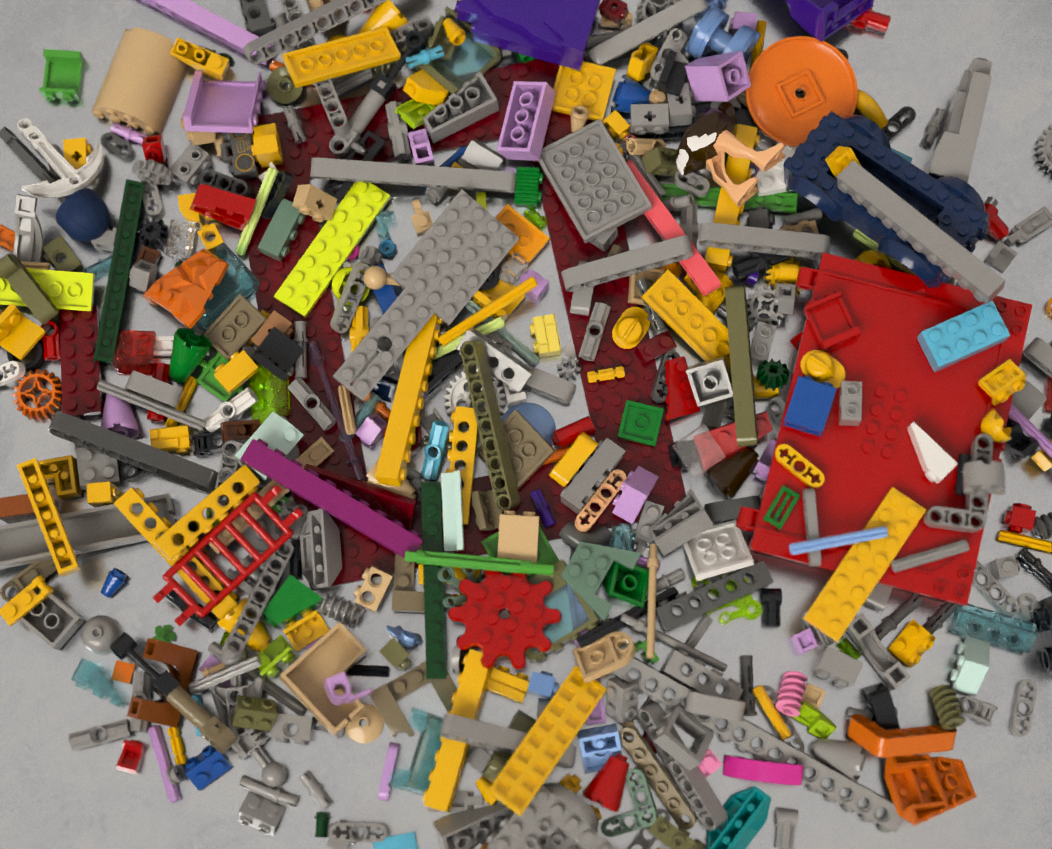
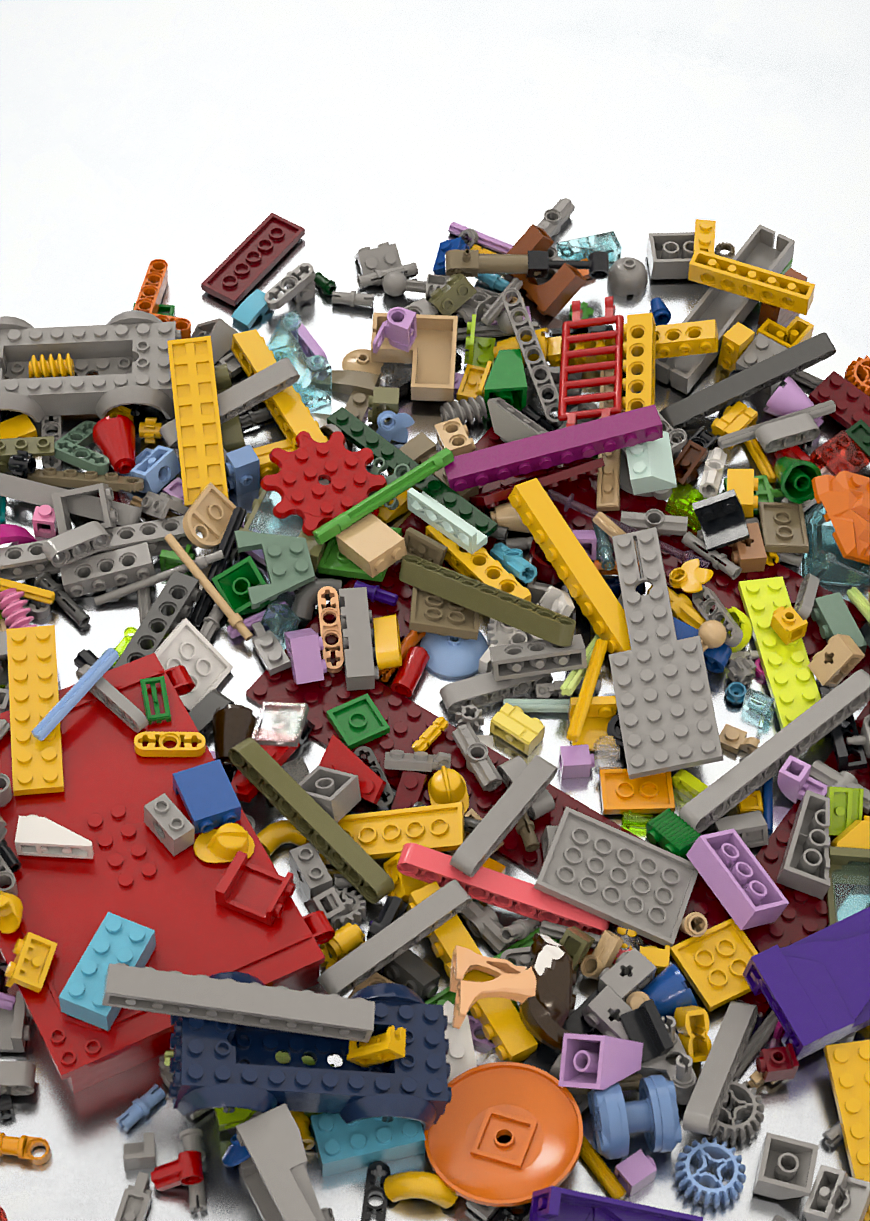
camera: 130 degrees right, 25 degrees down
(130, 756) = (513, 225): red bracket -> none
(289, 257) = (806, 596): none -> light grey beam
(318, 257) = (788, 624): none -> yellow brick
(332, 339) = (690, 576): none -> yellow plate
(437, 392) = (557, 601): none -> white bracket
(634, 361) = (416, 762): none -> light grey hinge
(681, 524) = (239, 666): light grey wedge -> none
(691, 821) = (22, 464): none -> black gear
(772, 374) = (280, 838): dark green gear -> none

